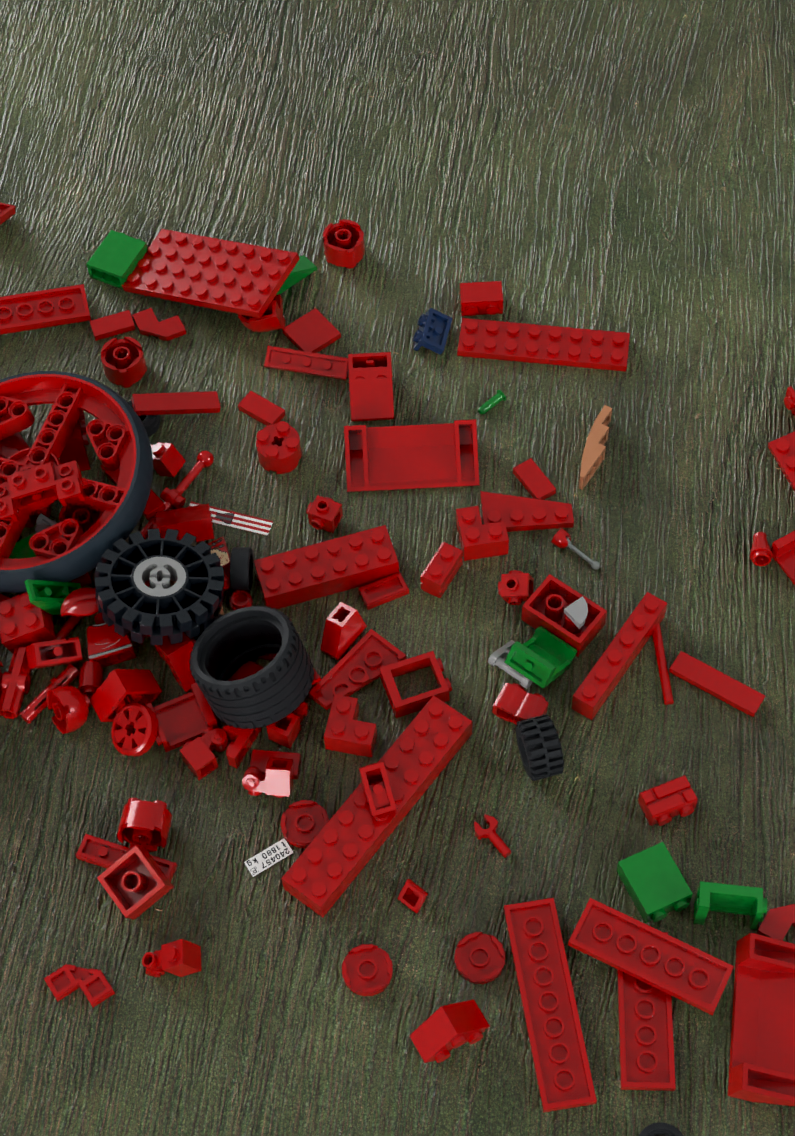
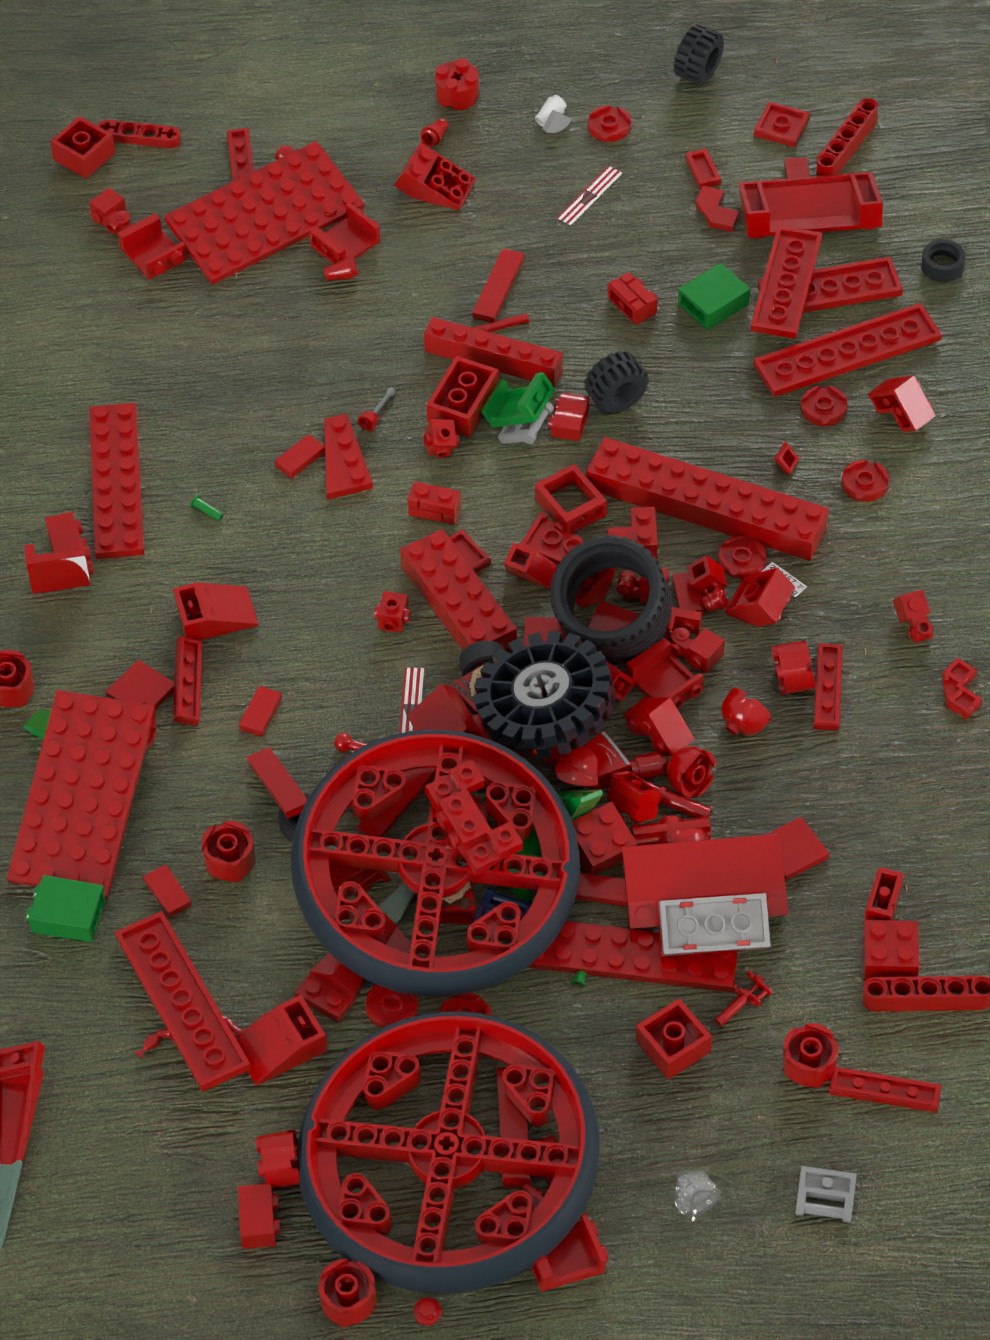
camera: 105 degrees left, 5 degrees down
(112, 770) = (743, 714): none -> red cylinder
(122, 734) = (708, 699): red wheel -> none
(135, 882) = (855, 655): red brick -> none
(165, 330) = (164, 835): red tile -> none
(242, 822) = (761, 598): none -> red slope
(278, 447) = (316, 673): red brick -> none
(377, 788) = (705, 475): red slope -> none
(411, 456) = (295, 558): red slope -> none
(432, 331) = (121, 577): dark blue bracket -> none
(447, 273) = (59, 569): none -> red panel
(480, 539) = (386, 483): red brick -> none
(491, 834) = (703, 420): red bar -> none
(577, 612) = (466, 372): light grey tile -> none
(594, 448) = (257, 411): nougat slope -> none
(729, 899) = (722, 245): green panel -> none

